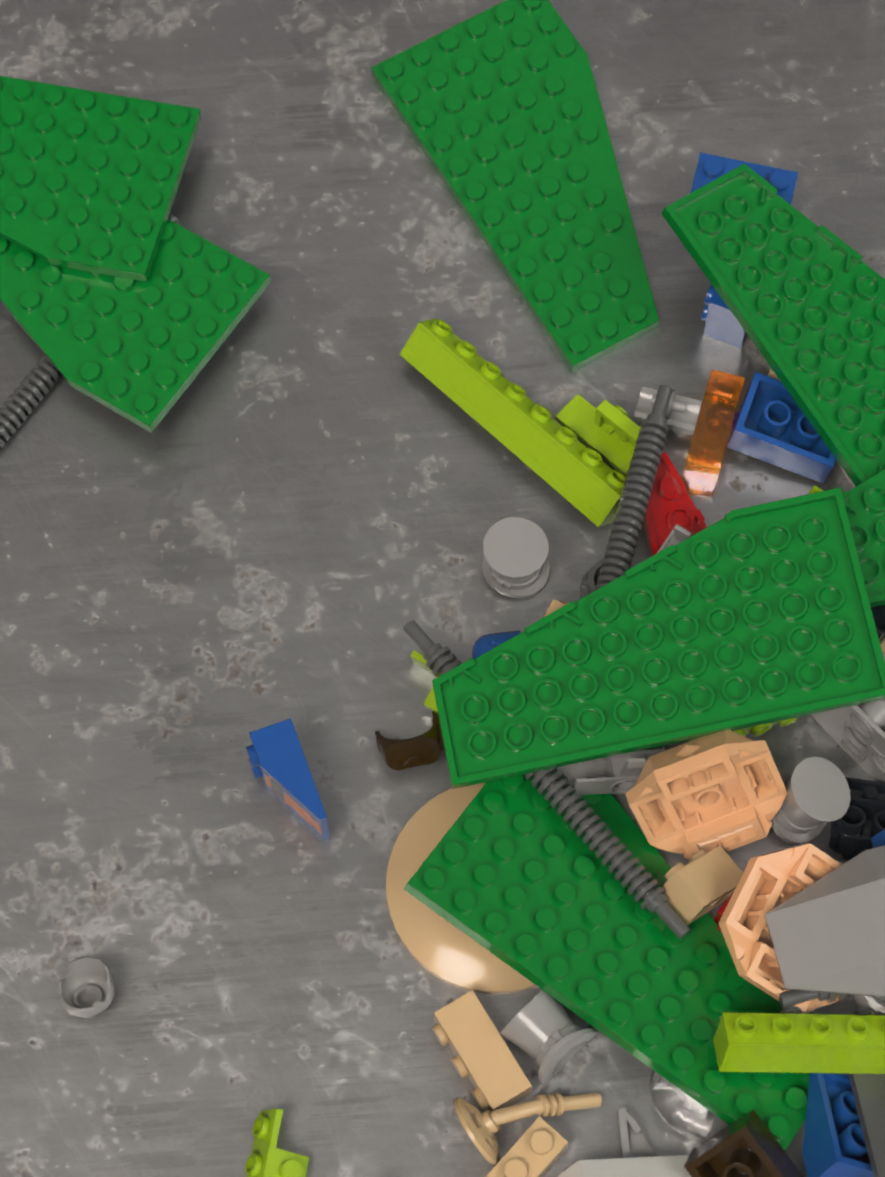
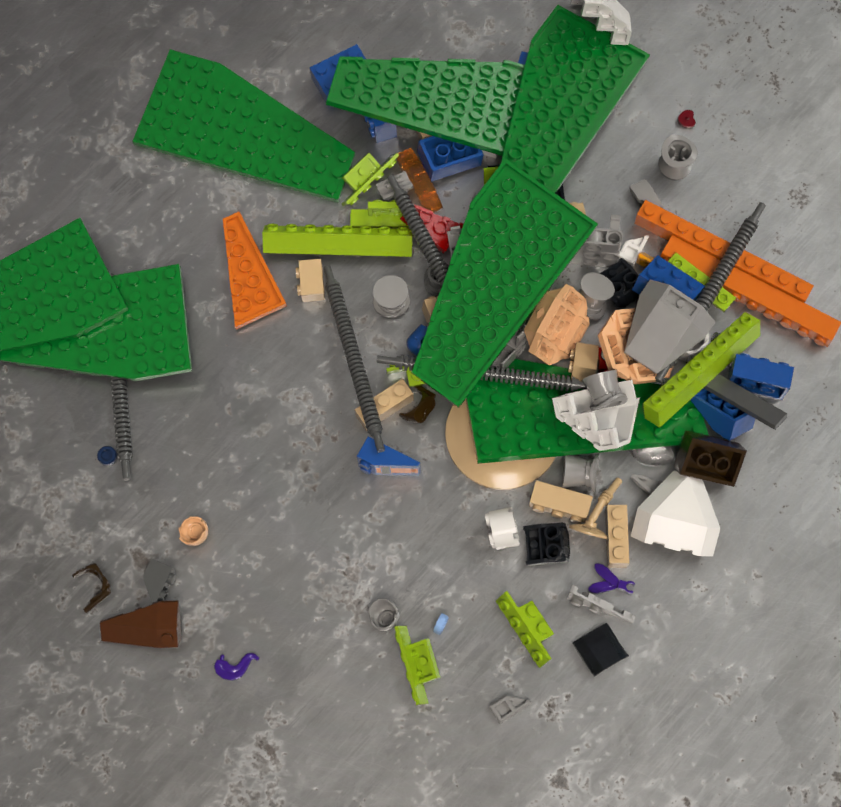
camera: 40 degrees left, 5 degrees up
(68, 1098) = (419, 663): none -> lime bracket
(153, 1072) = (441, 623): none -> light blue tile
(351, 376) = (251, 282): none -> orange wing
(361, 1016) = (503, 528): none -> white brick
(365, 699) = (389, 401): none -> tan brick
(378, 600) = (354, 359): none -> dark grey hose
(406, 1096) = (547, 543): none -> black slope
(429, 445) = (311, 280): none -> tan brick
(642, 358) = (364, 173): none -> lime bracket
(645, 974) = (603, 427): none -> white panel
(683, 944) = (604, 390): none -> light grey hat

